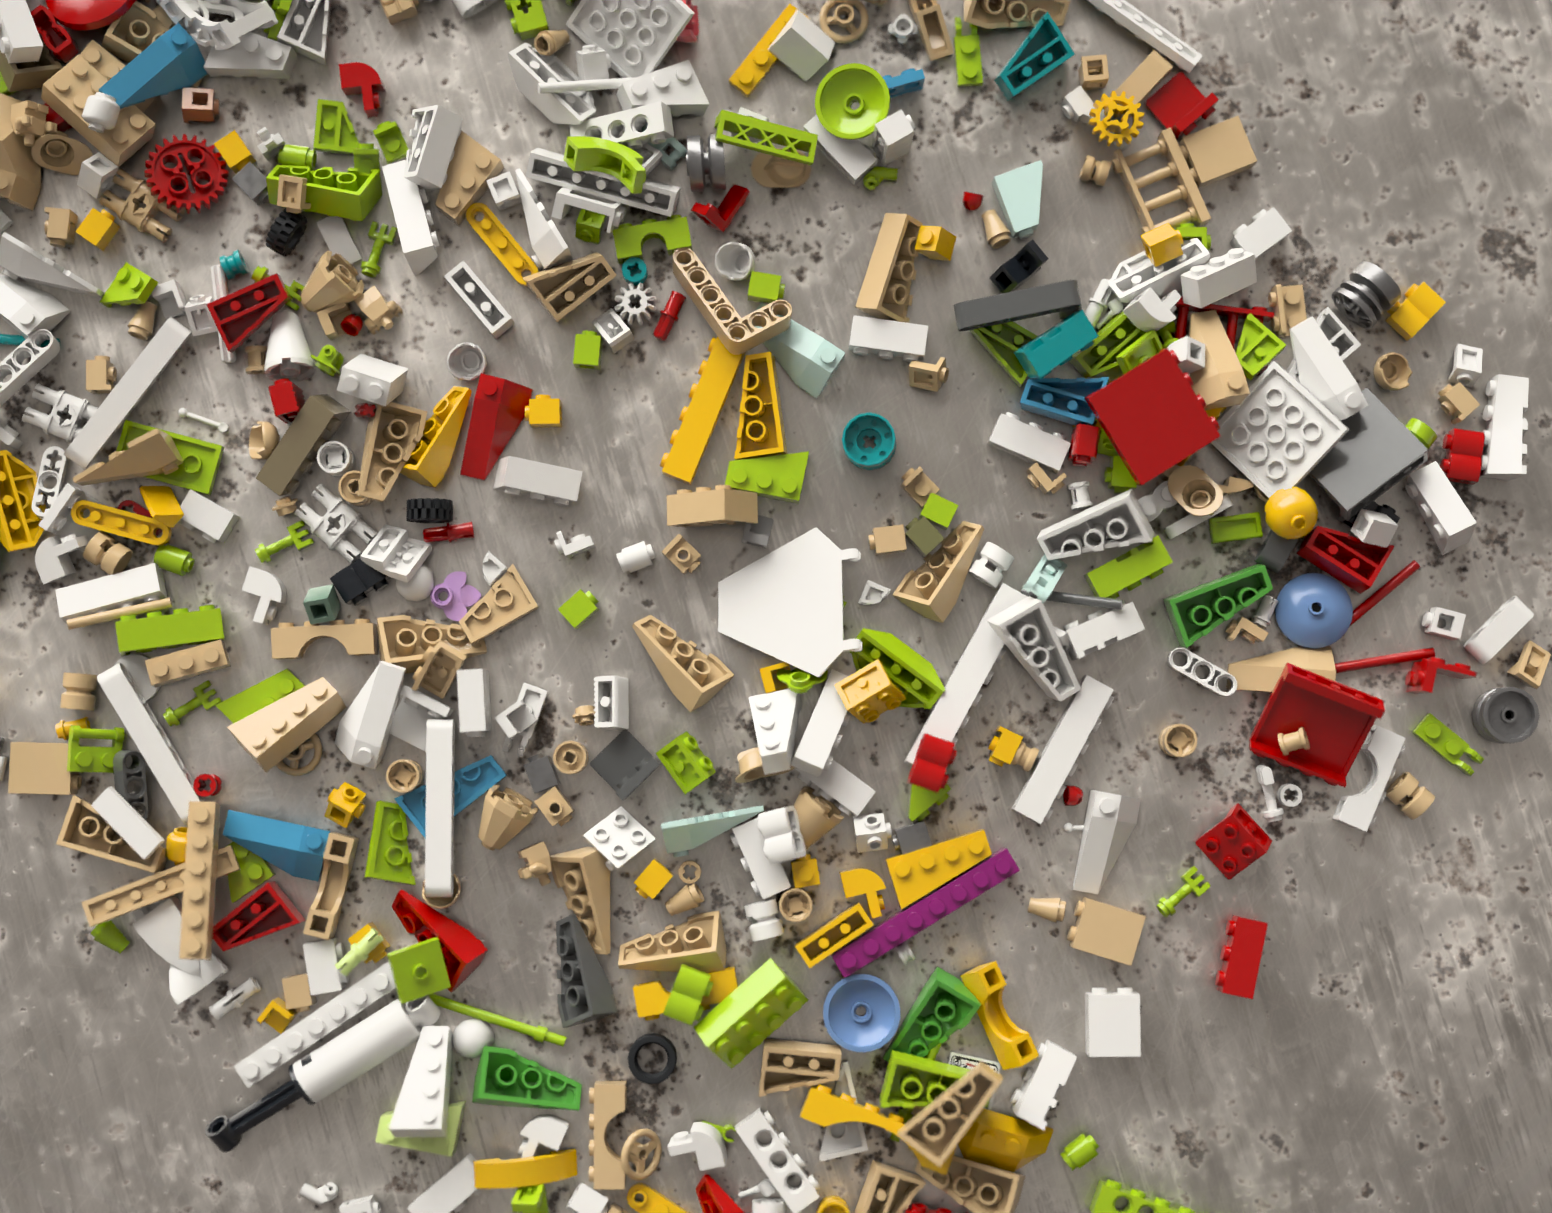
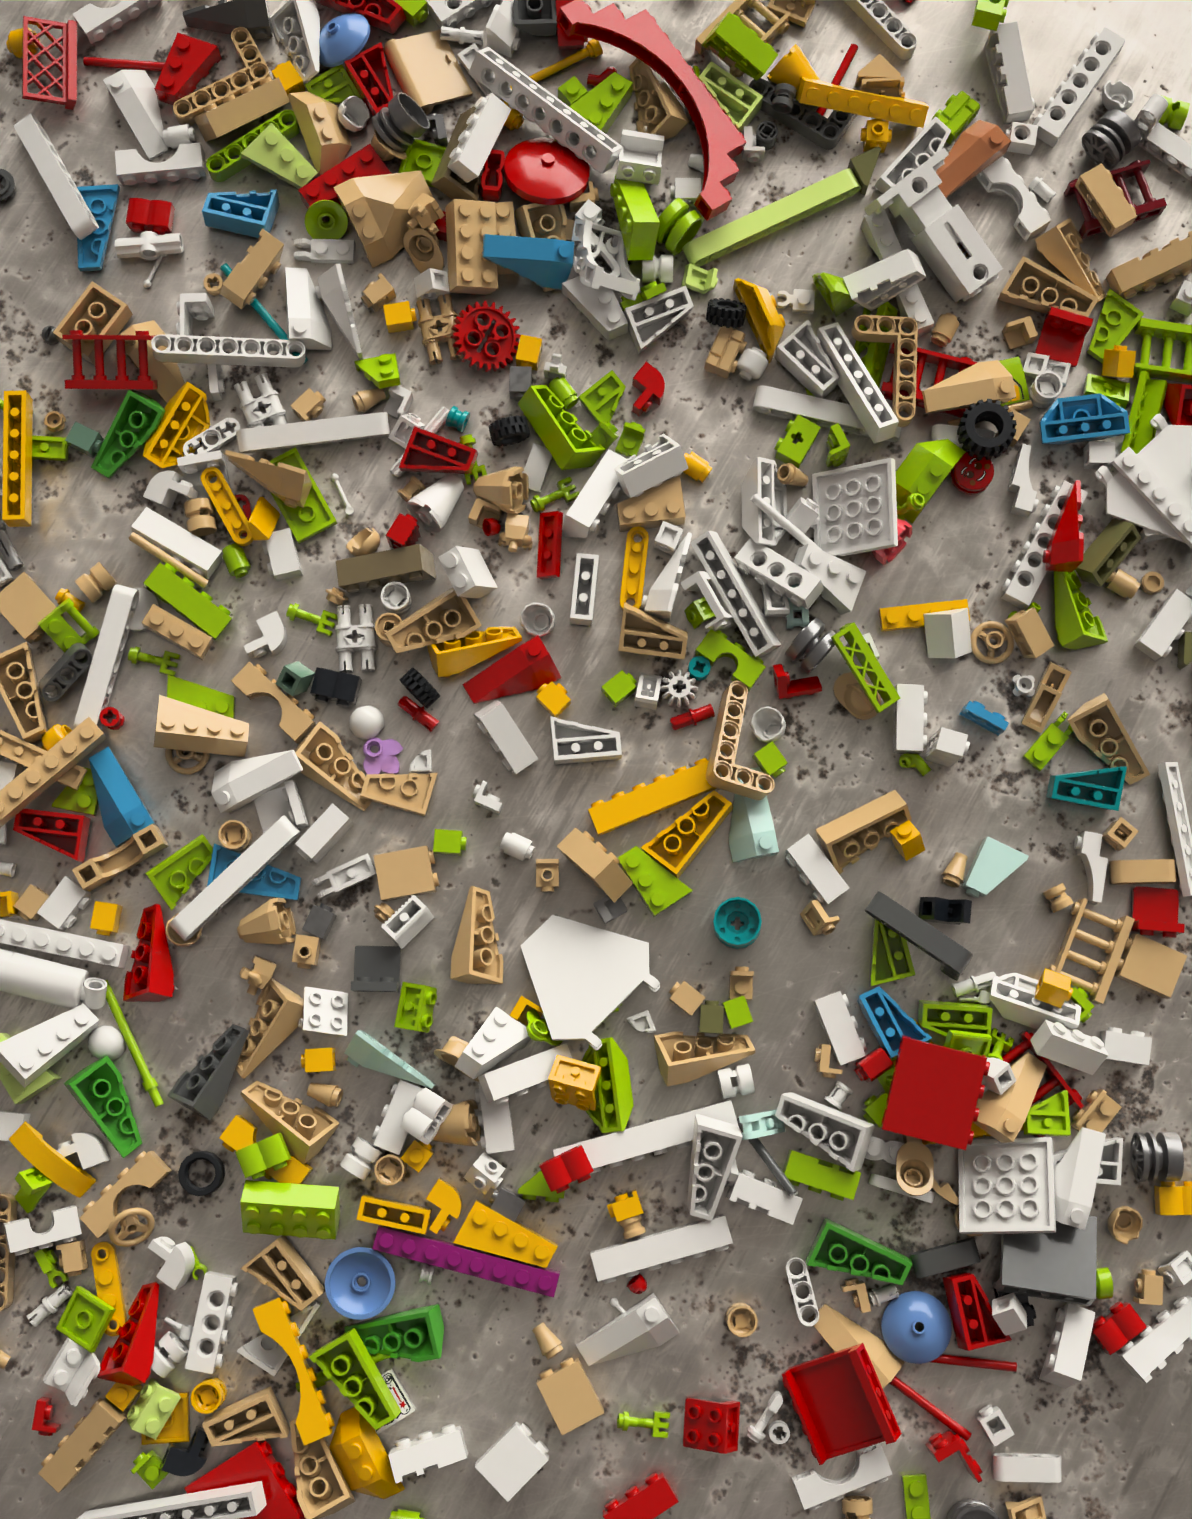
camera: 45 degrees right, 5 degrees down
(101, 112) = (471, 249): white head -> none
(127, 822) = (39, 692): white tile -> none
(199, 104) = (536, 303): nougat brick -> none
(292, 193) = (535, 411): tan bracket -> none
(329, 360) = (454, 534): lime hinge -> none
(345, 804) = (181, 816): yellow brick -> none
(359, 952) = (93, 916): yellowish green pin -> none
(365, 410) = (444, 586): red axle -> none
(396, 553) = (372, 693): white slope -> none
(414, 292) = (549, 545): none -> red plate
(418, 970) = (116, 965): lime plate -> none
(439, 669) = (323, 791): tan bracket -> none
(469, 109) = (698, 467): none -> yellow brick
(515, 719) = (338, 871): white panel -> none
(570, 667) = (406, 873): none -> tan brick
(571, 757) = (347, 930): tan wheel -> none
(604, 423) = (583, 743): none -> white wedge
(608, 157) = (753, 581): lime arch -> none
(681, 871) = (343, 1073): tan bush -> none
(844, 87) = (940, 685): lime dish -> none
(947, 1118) = (341, 1409): tan wedge -> none
(972, 200) = (958, 838): red hinge -> none
(1009, 1042) = (434, 1402): yellow arch -> none
(1056, 345) = (918, 983): teal wedge -> none
(1111, 109) = (1106, 869): yellow gear -> none
(1150, 311) = (1001, 1023): white brick -> none
(1235, 527) = (919, 1220): lime tile -> none
(1291, 513) = (963, 1248): yellow cylinder -> none
(1293, 741) = (816, 1399): tan bush -> none

